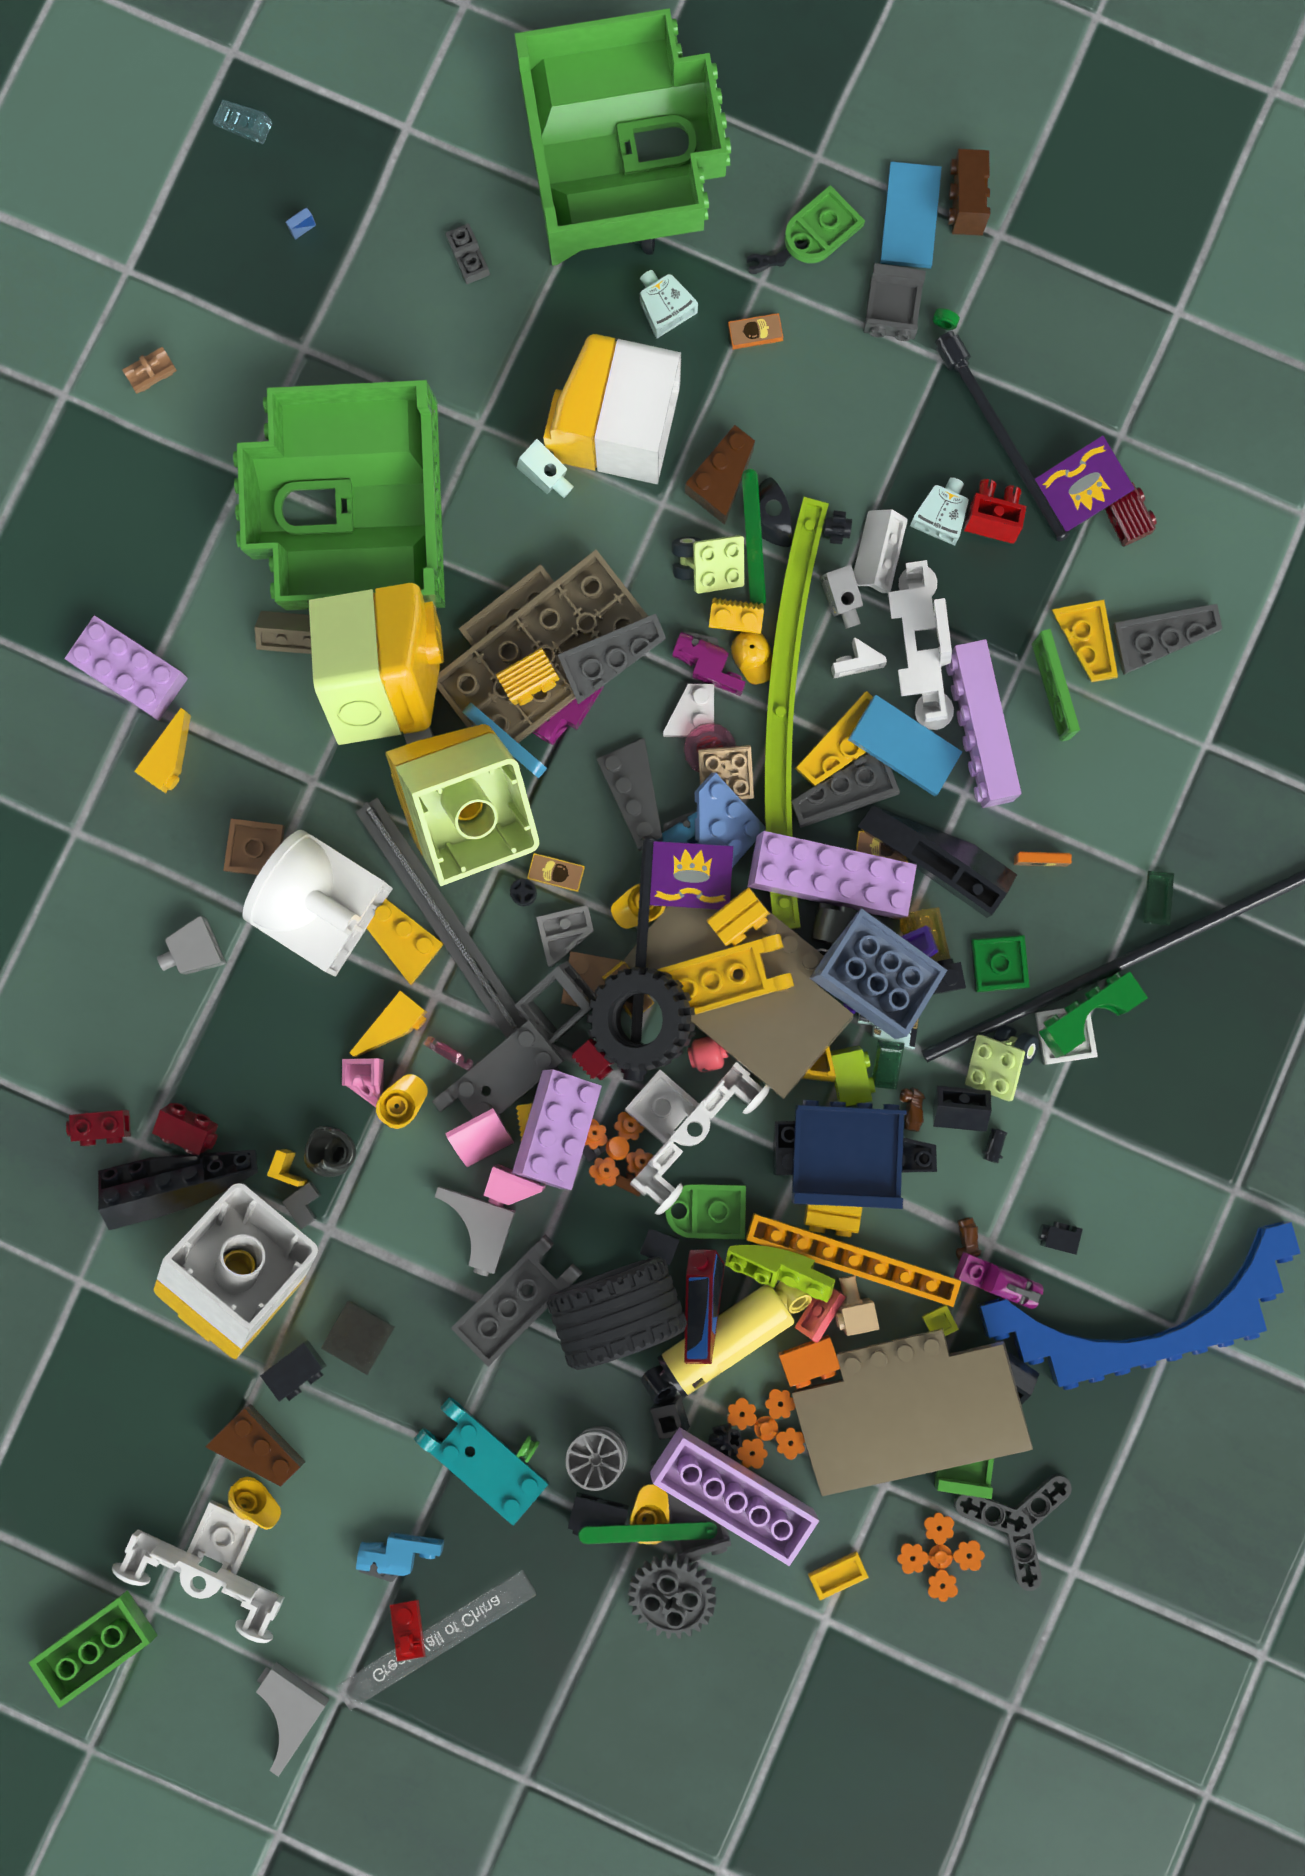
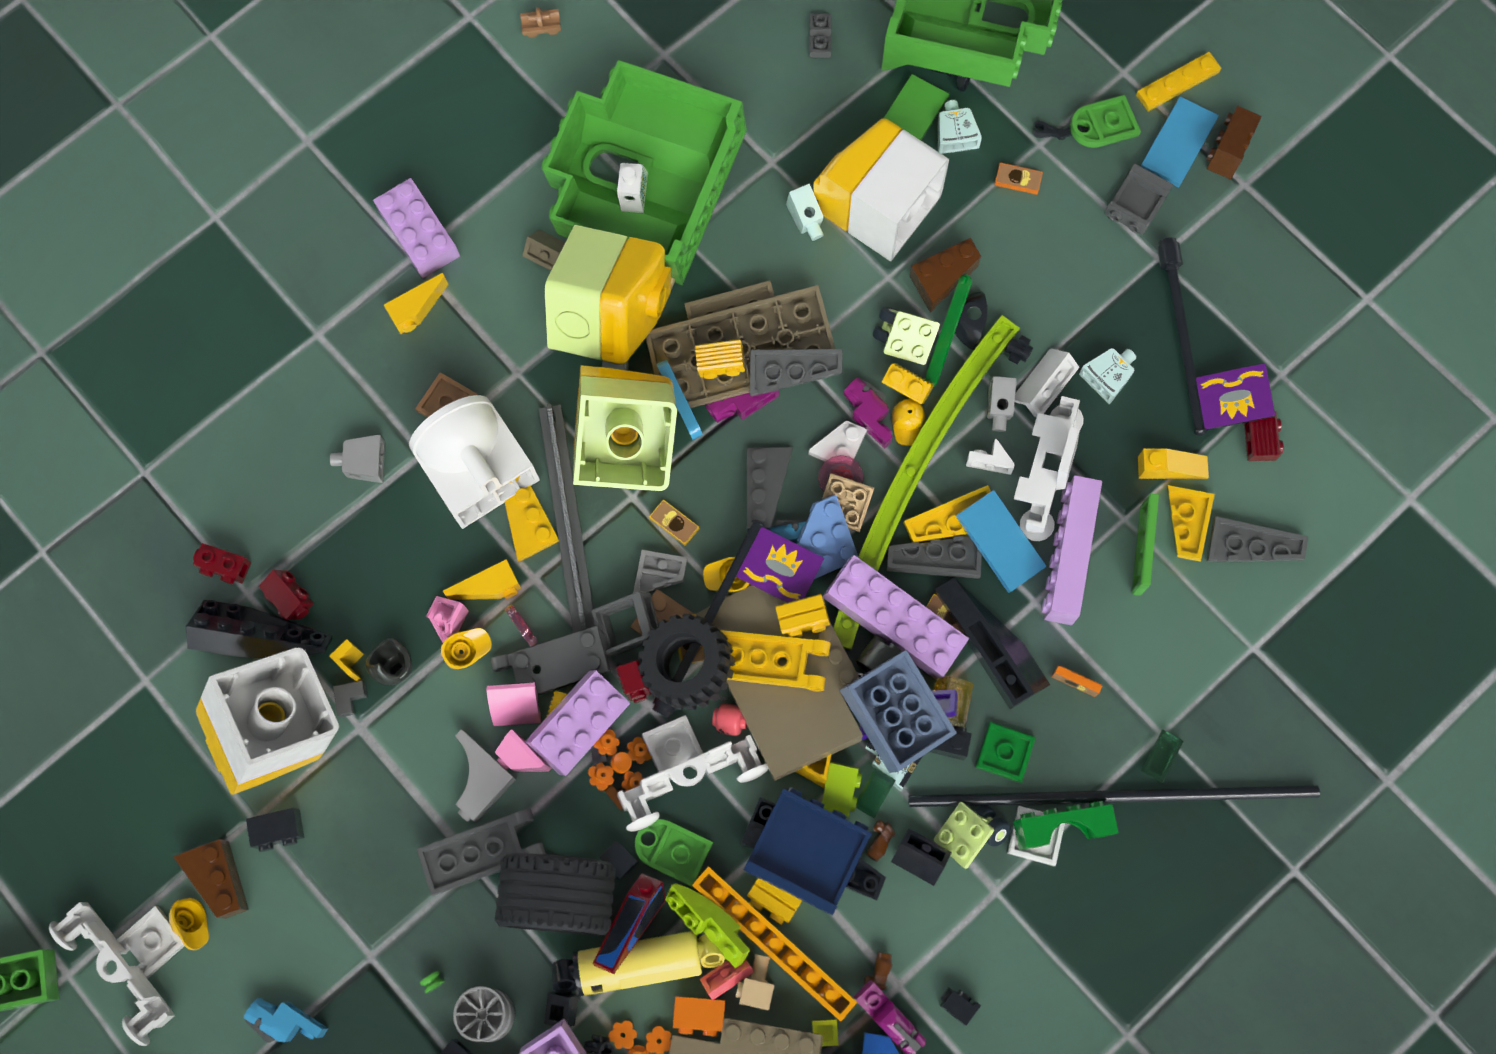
camera: 25 degrees right, 10 degrees down
(346, 524) = (632, 183): none -> white torso
(358, 1337) = (339, 825): clear smoke tile -> none
(492, 1471) = (393, 988): teal hinge -> none
(521, 888) = (639, 522): black wheel -> none
(608, 300) = (917, 106): none -> bright green tile
(881, 144) = (1178, 81): none -> yellow plate
(945, 319) = (1174, 228): green tile -> none
(994, 1145) = (936, 902): black pin -> none
(995, 516) = (1152, 393): red brick -> none
(1047, 585) = (1171, 465): none -> yellow slope

